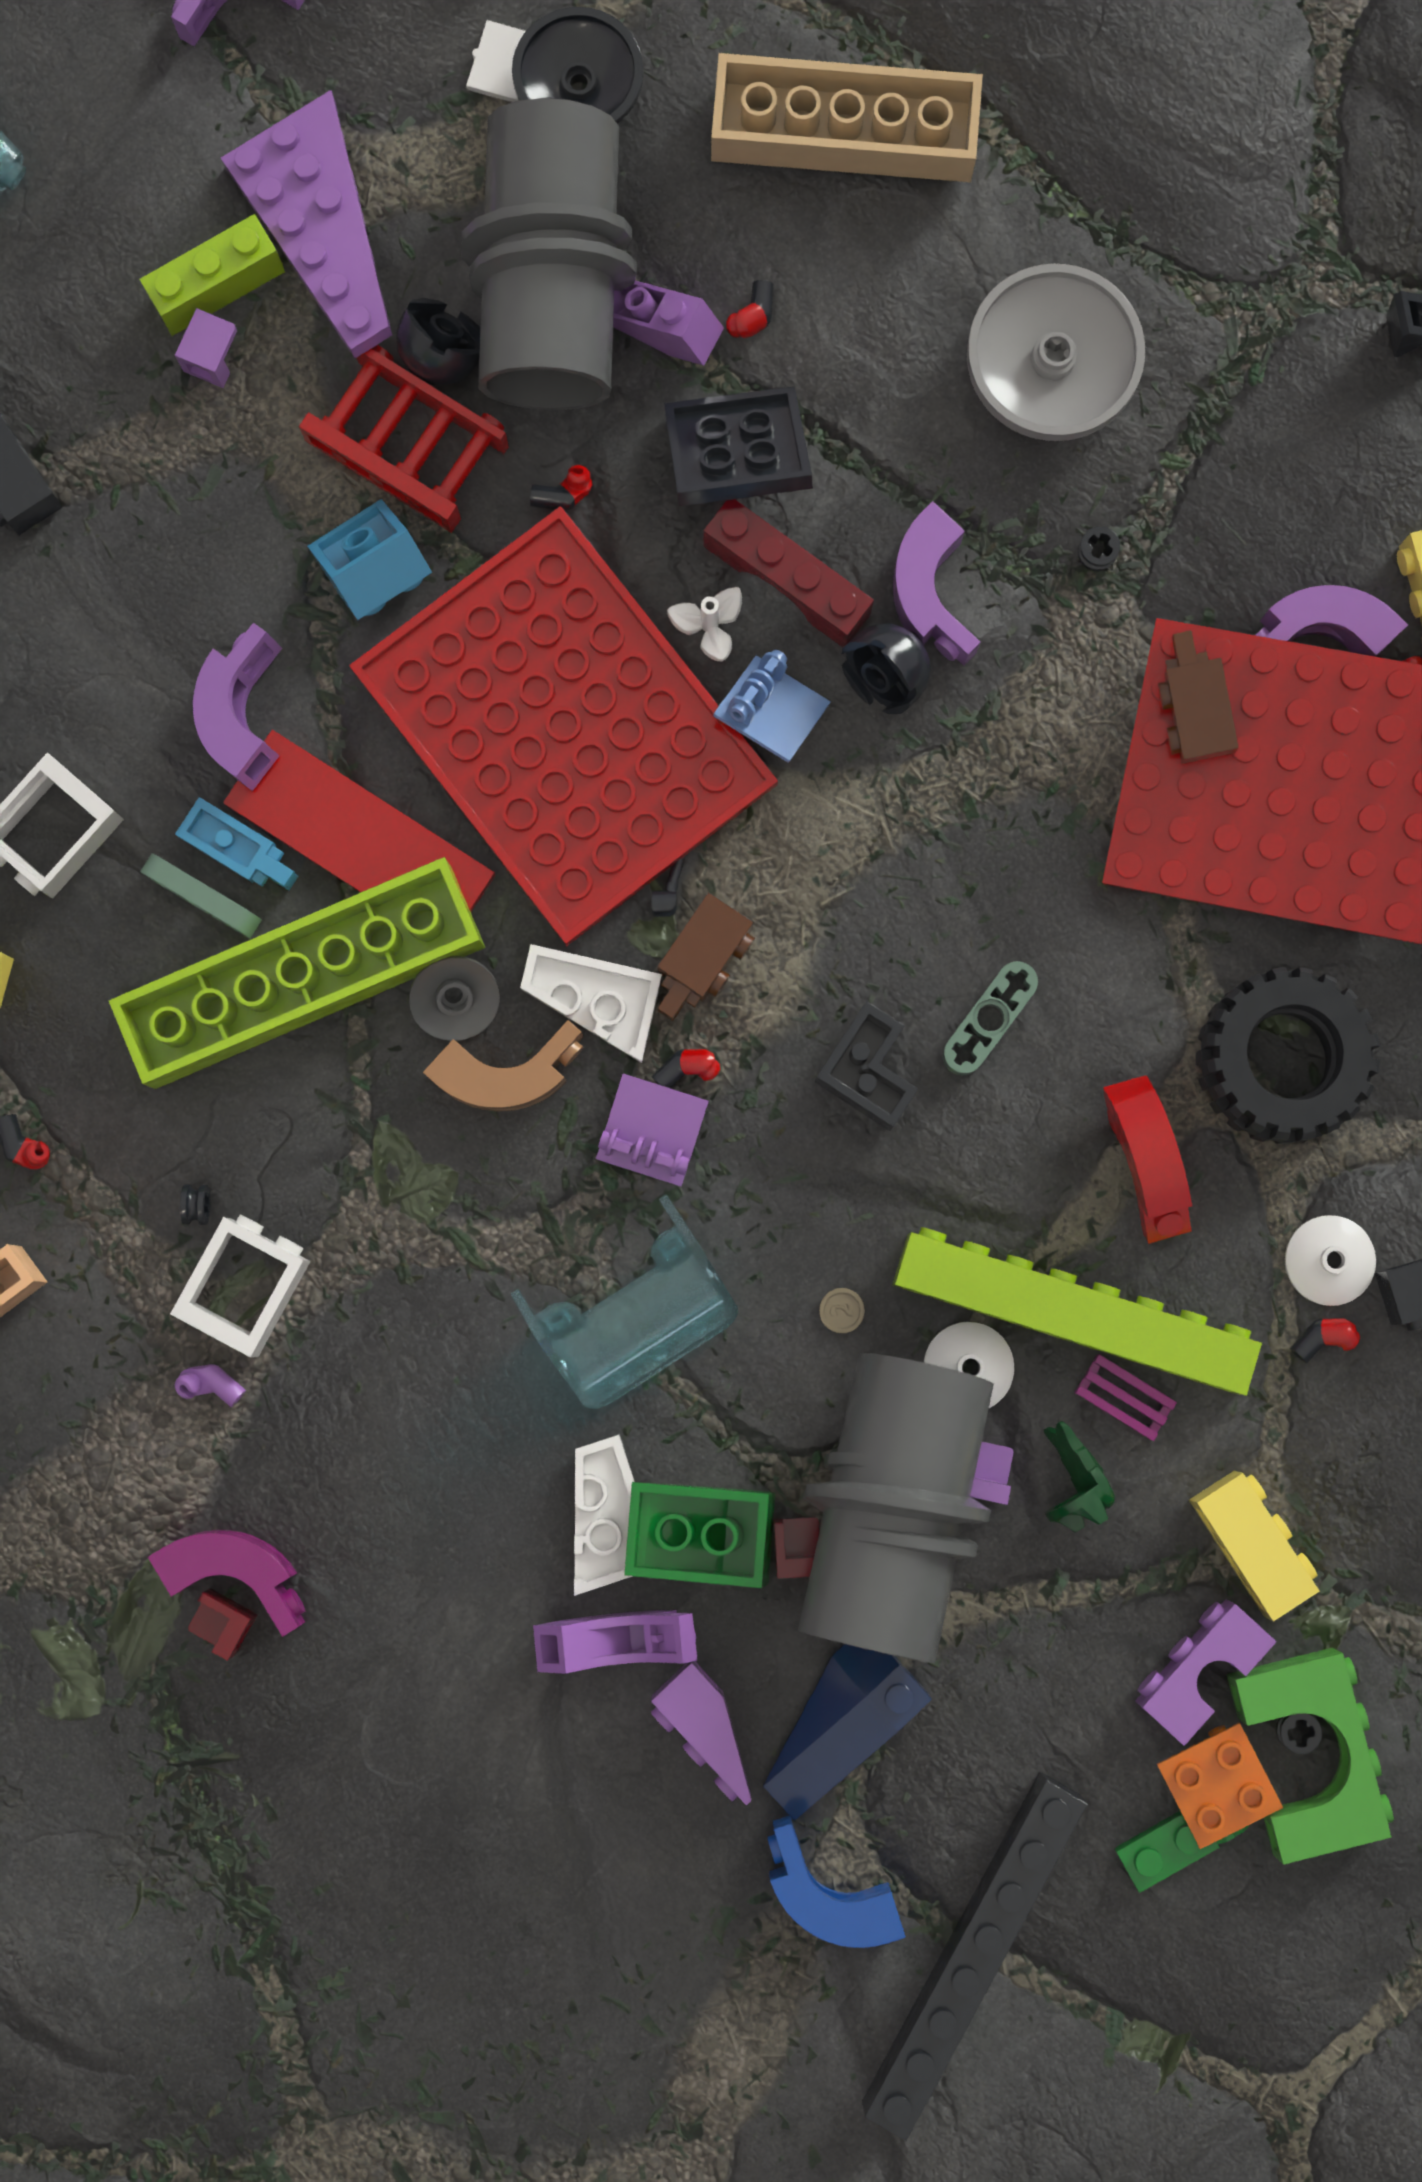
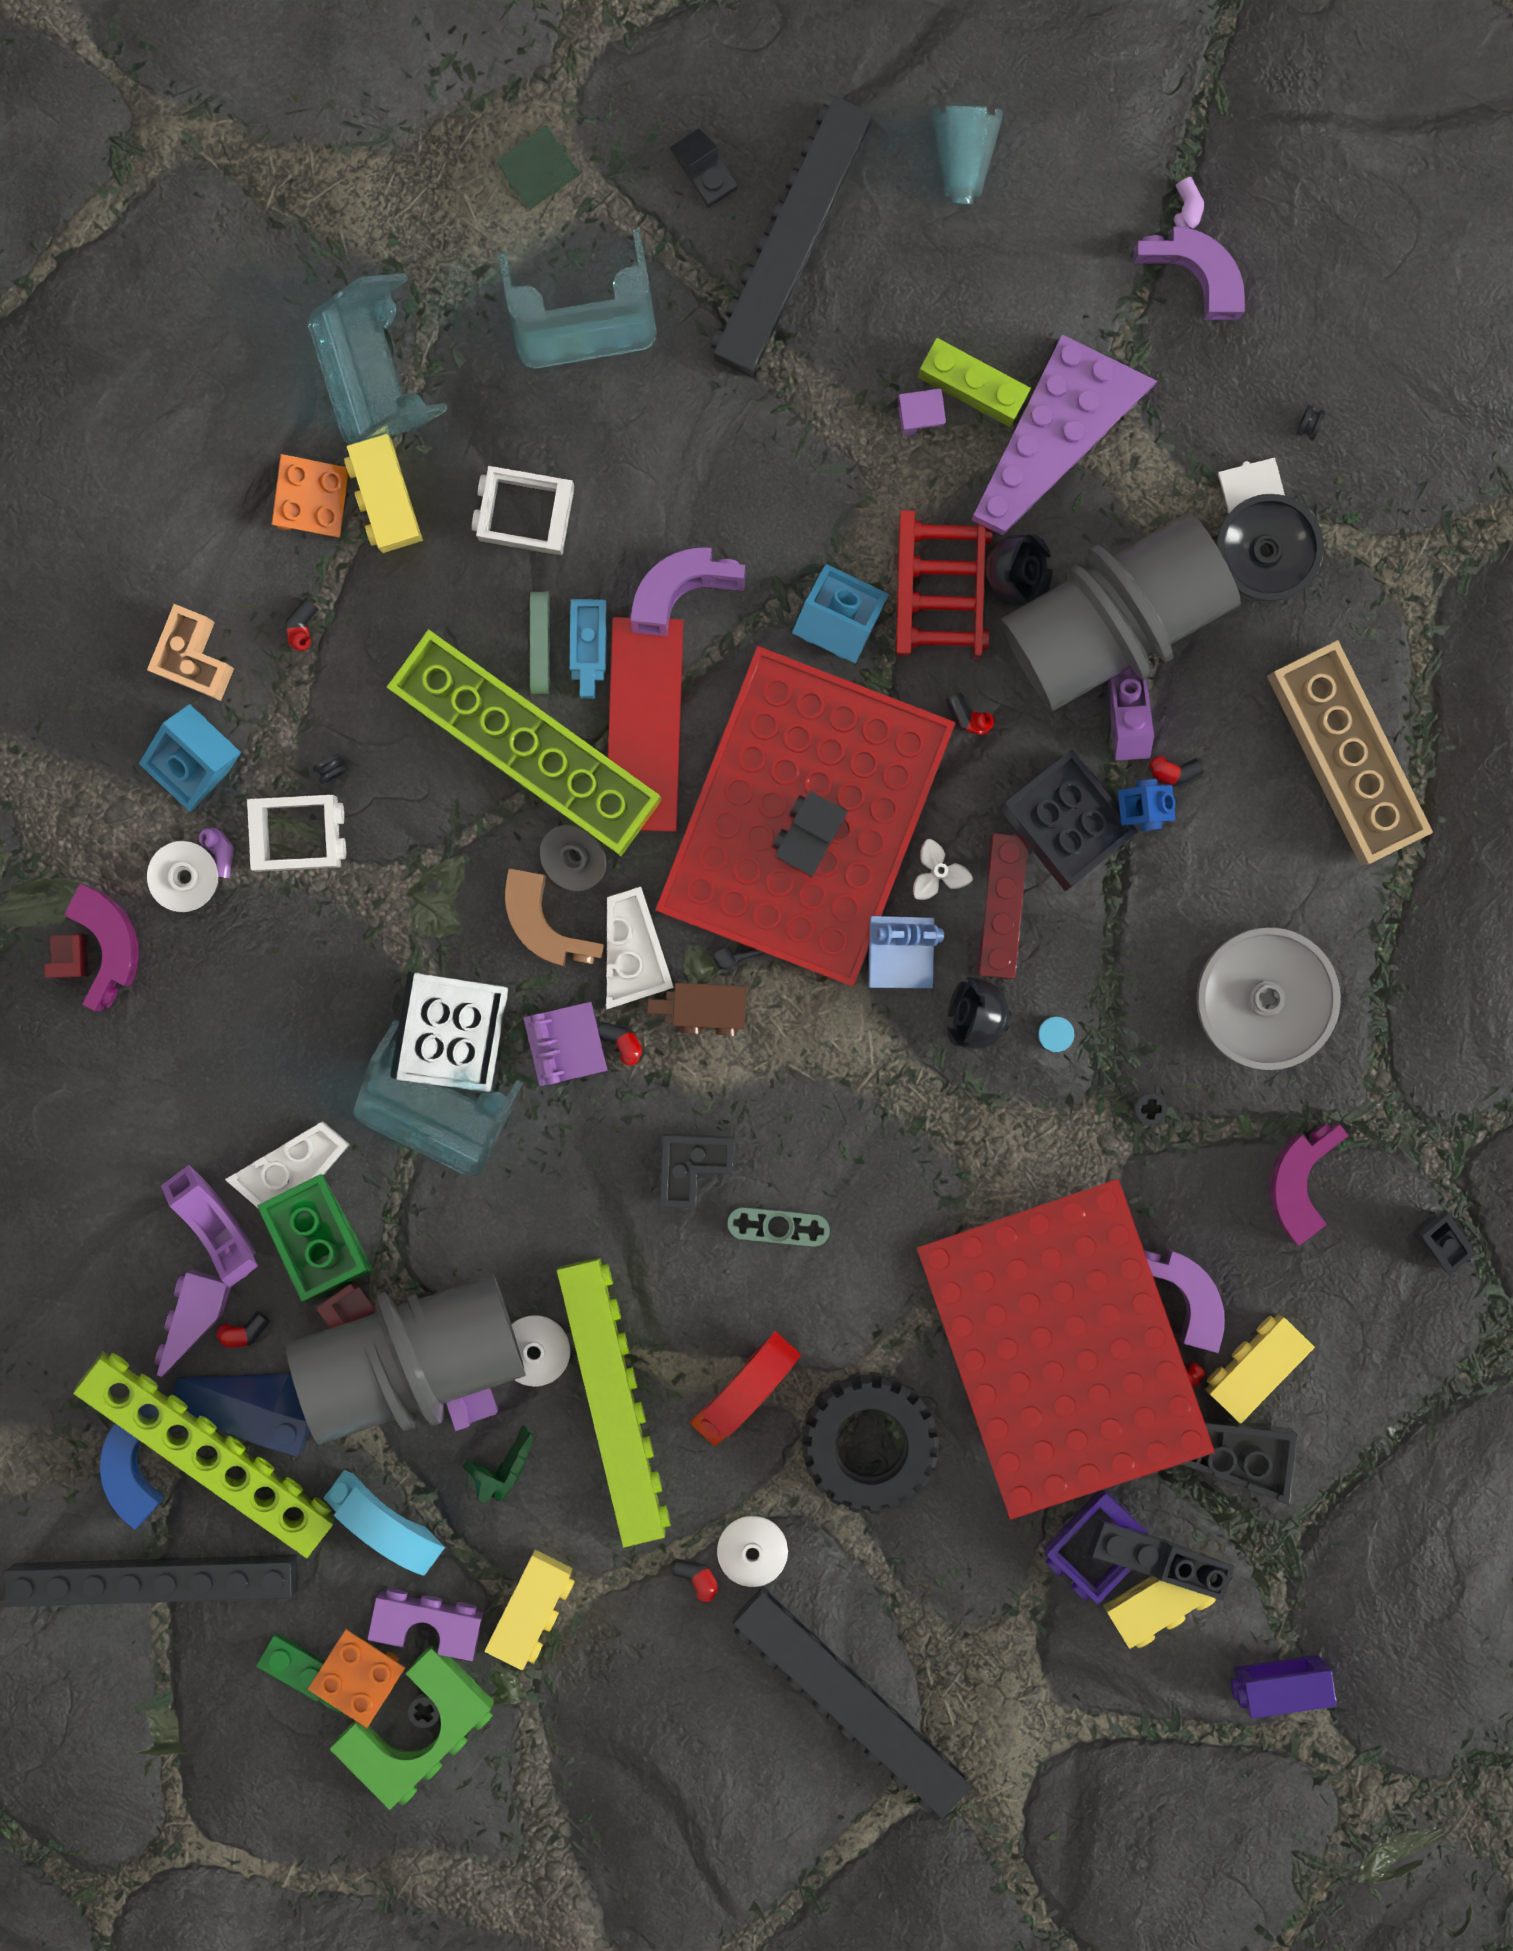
camera: 60 degrees right, 5 degrees up
(85, 1353) = (189, 757): none -> dark azure slope
(189, 1445) = (165, 872): none -> white dish
(561, 1245) = (449, 1032): none -> plate
(580, 713) = (810, 833): none -> black brick
(760, 1682) = (242, 1336): none -> arm
(772, 356) = (1147, 805): none -> blue brick
(841, 1310) = (521, 1243): dark tan piece -> none
(922, 551) = (1059, 991): medium lavender arch -> none
(961, 598) = (1056, 1034): none -> medium azure tile
(1020, 1751) = (299, 1534): none -> lime brick
(1065, 1653) = (381, 1527): none -> medium azure arch
(1158, 1418) = (576, 1497): magenta tile -> none
(1198, 703) = (1071, 1243): reddish brown hinge -> none
(1264, 447) = (1289, 1181): none -> magenta arch

